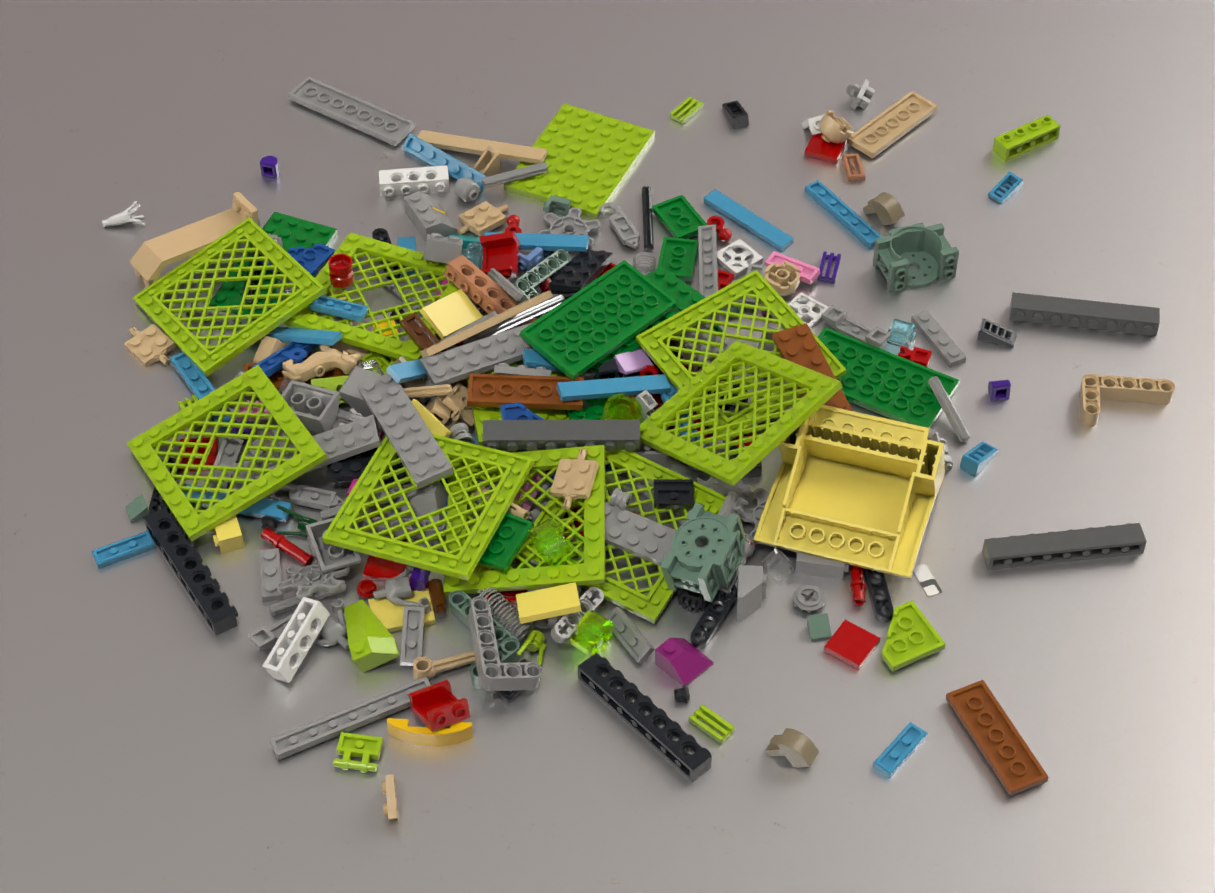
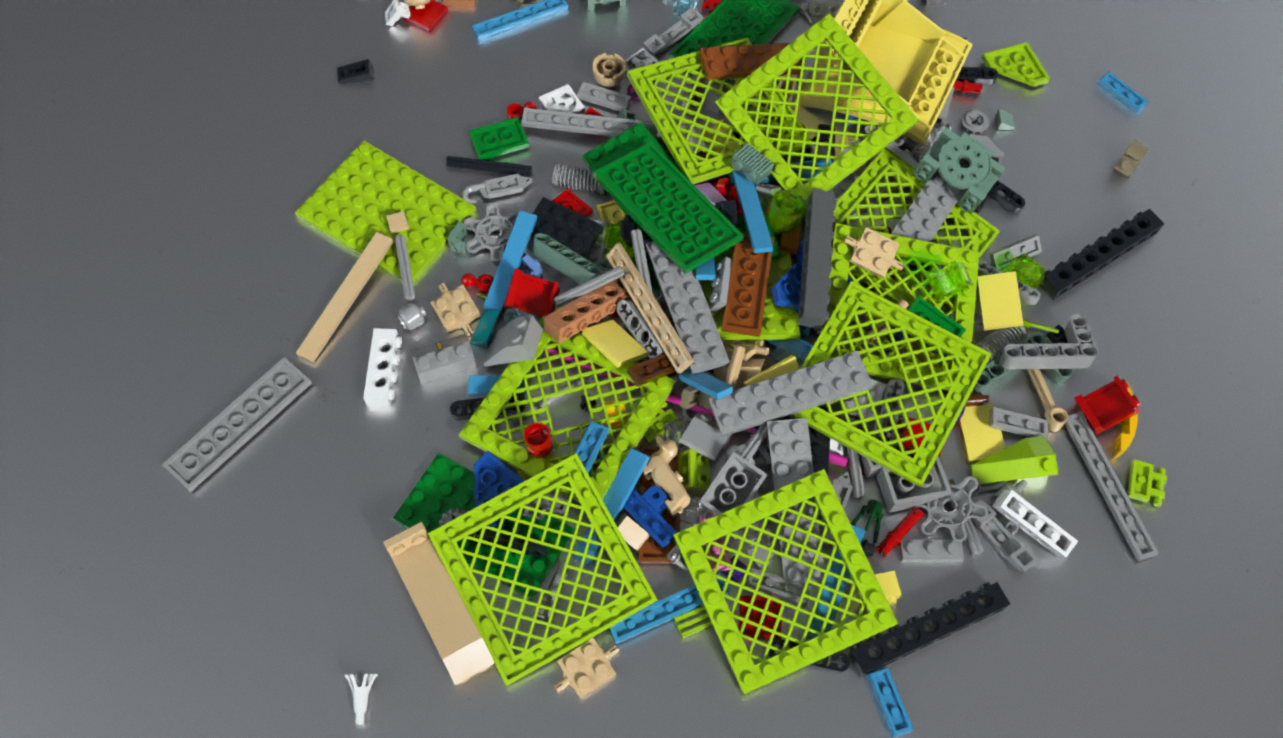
camera: 85 degrees left, 15 degrees up
(137, 509) = (836, 685): sand green slope -> none
(269, 167) = (315, 517): dark purple brick -> none
(366, 588) = (954, 461): red plate -> none
(389, 789) = (1198, 455): tan wing -> none
(398, 588) = (965, 429): light grey piece -> none
(439, 158) = (356, 335): dark azure plate -> none
(461, 432) = (793, 348): light grey wheel -> none
(488, 162) = (377, 294): tan slope -> none
(562, 163) = (397, 222): none -> tan tile
(620, 499) = (888, 224): light grey wheel -> none
(667, 379) = (751, 164): none -> sand green brick
(673, 493) = (883, 185): black plate -> none
(679, 257) = (555, 148): green plate -> none
(681, 660) = (1038, 219): magenta slope -> none
(682, 694) = (1075, 224): black piece -> none
(683, 109) = (330, 102): lime tile -> none
(713, 721) = (1116, 206): lime tile -> none
(748, 220) = (510, 88): dark azure tile -> none
(807, 272) = (583, 66): bright pink plate -> none
(831, 258) = (589, 37): dark purple tile -> none
(852, 644) = (1021, 103): red tile -> none
(997, 738) = (1111, 31): dark orange plate -> none

